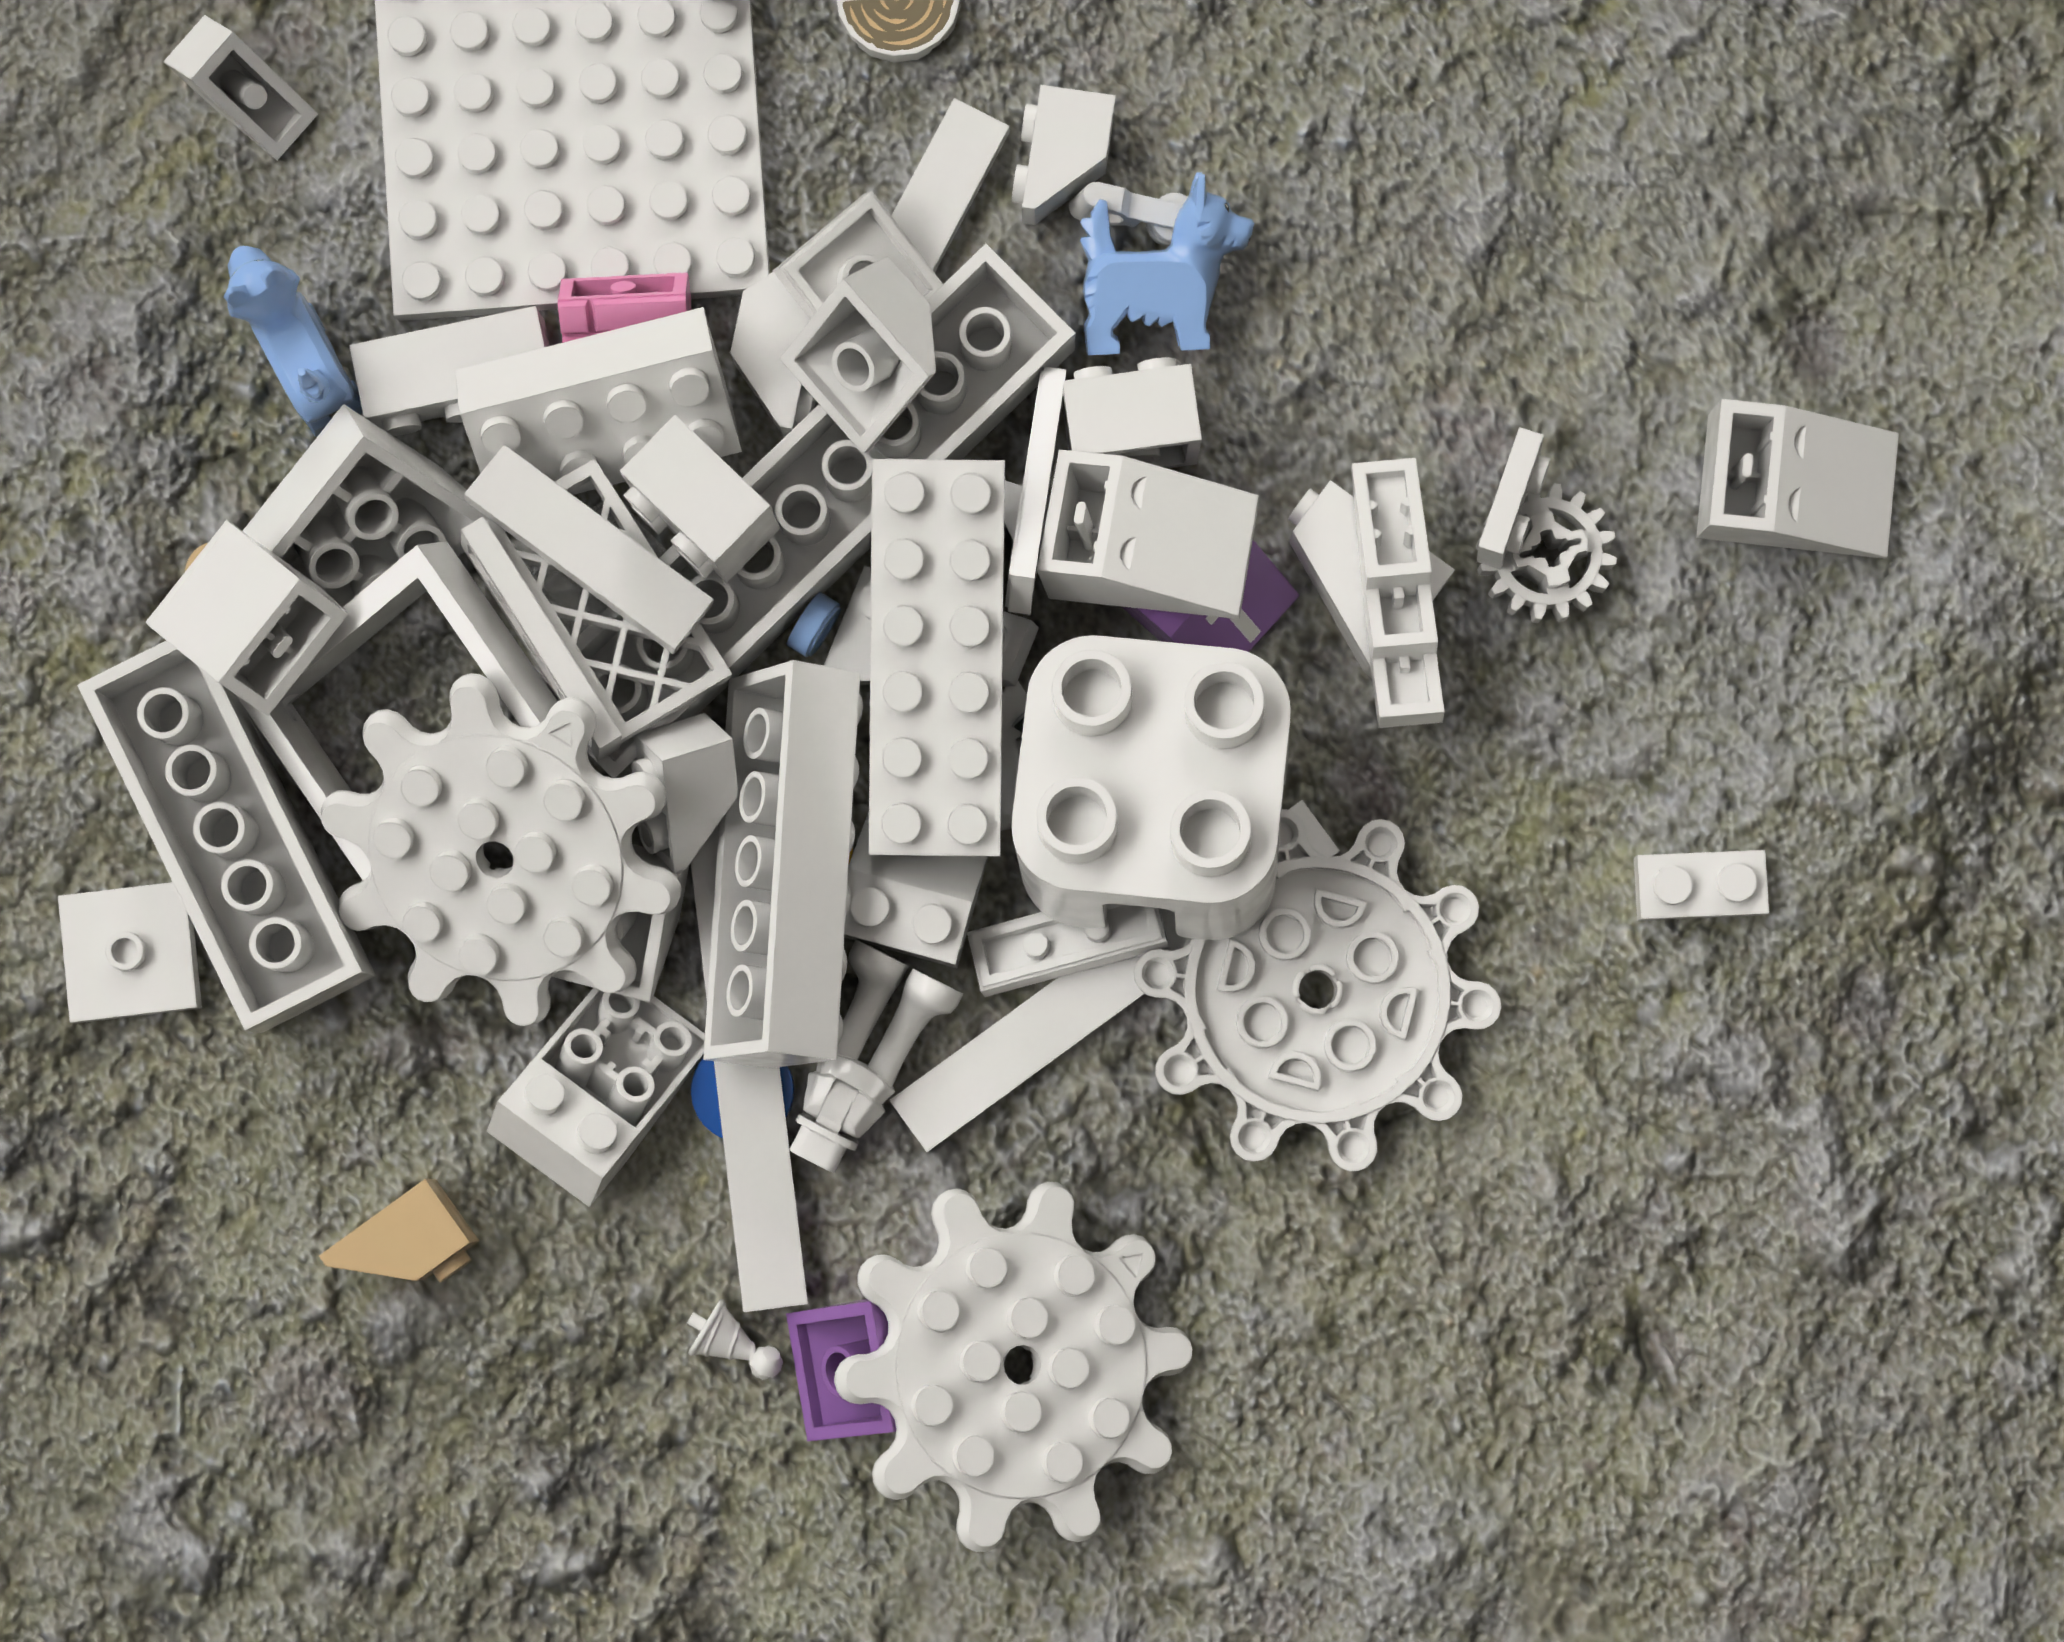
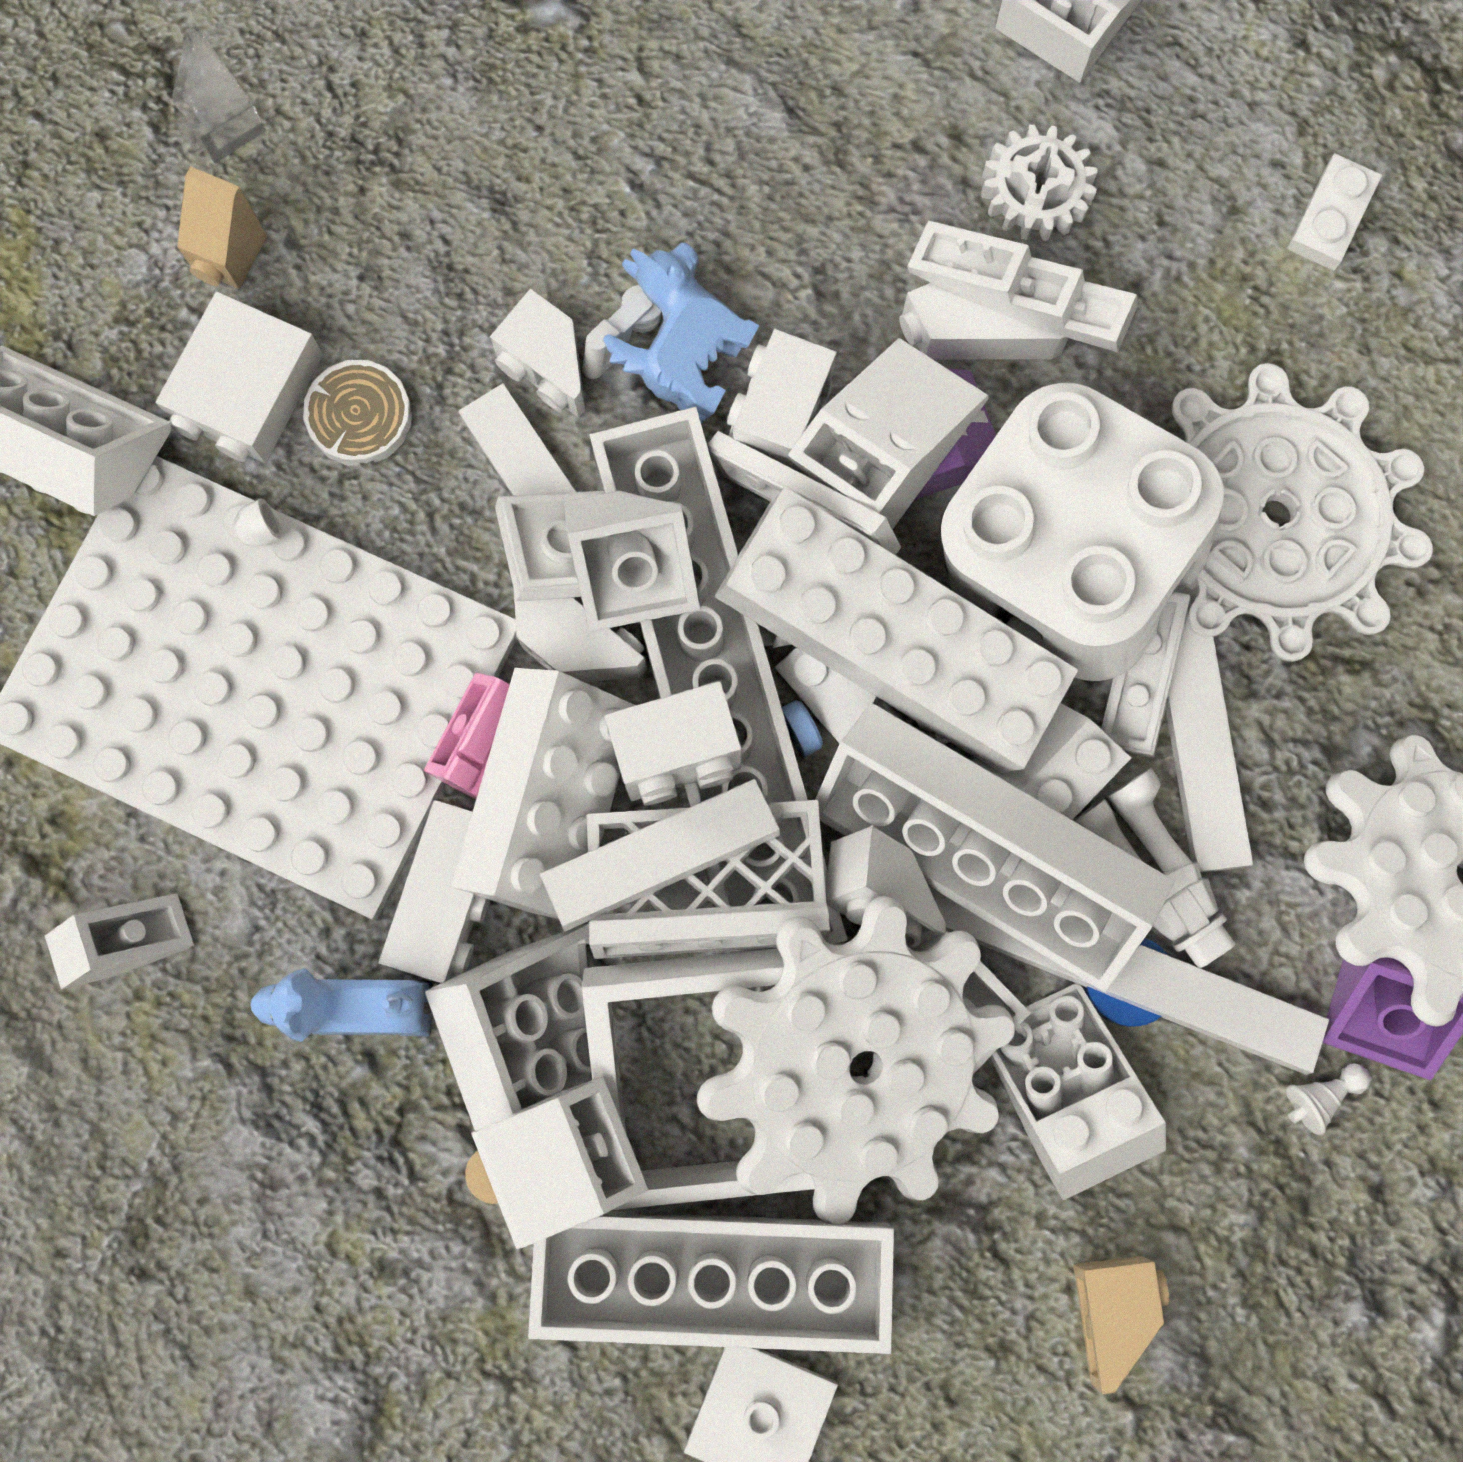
camera: 65 degrees left, 5 degrees down
(1523, 474) = (983, 160): white plate -> none

